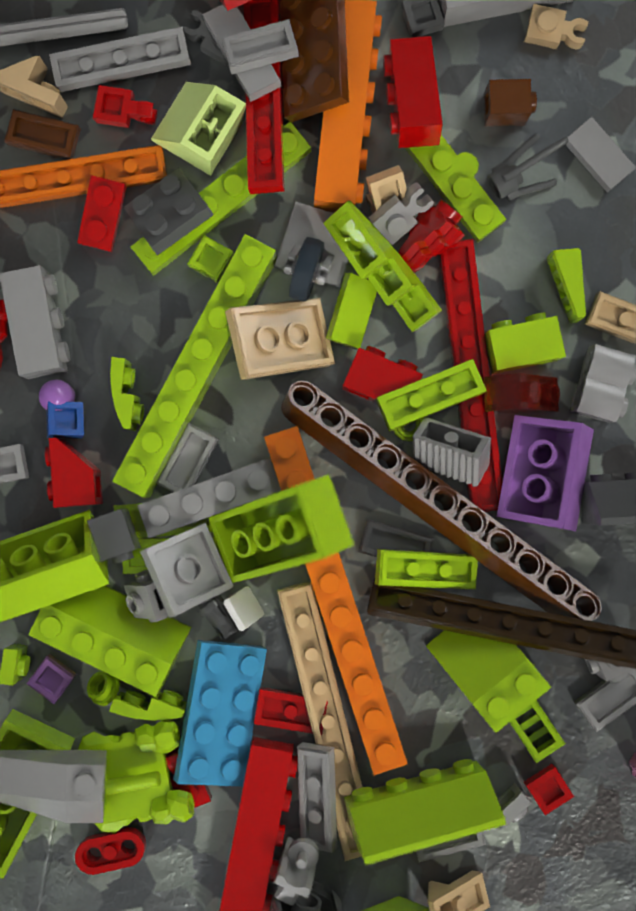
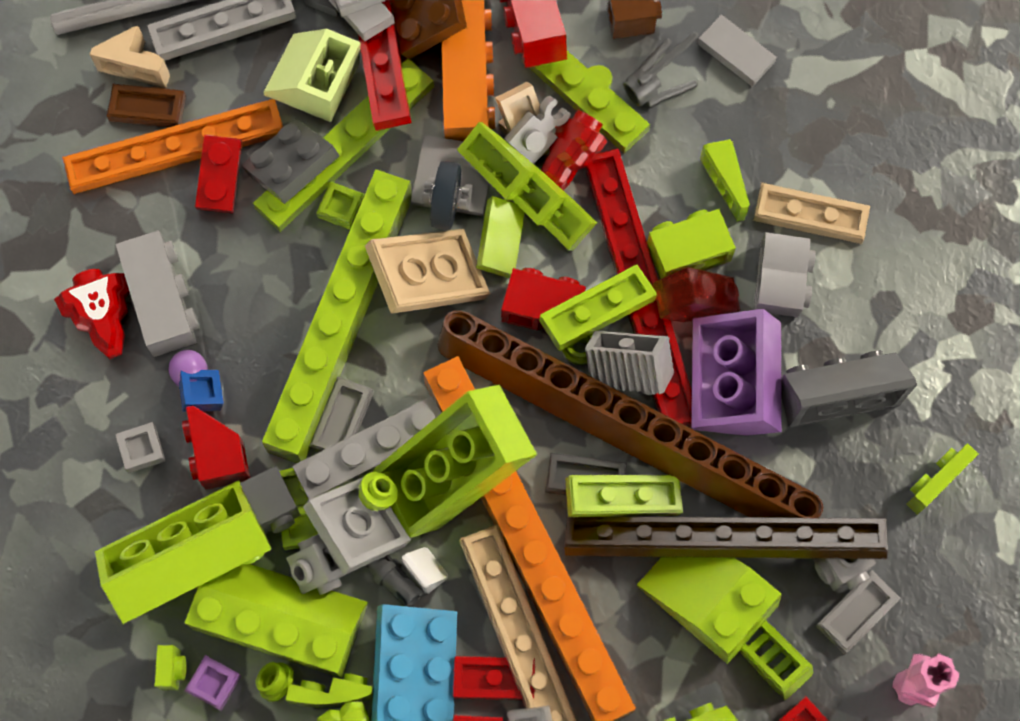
camera: 10 degrees left, 15 degrees down
(117, 107) = (224, 66): red plate -> none
(126, 405) = (266, 360): lime slope -> none
(200, 544) = (372, 497): none -> lime plate

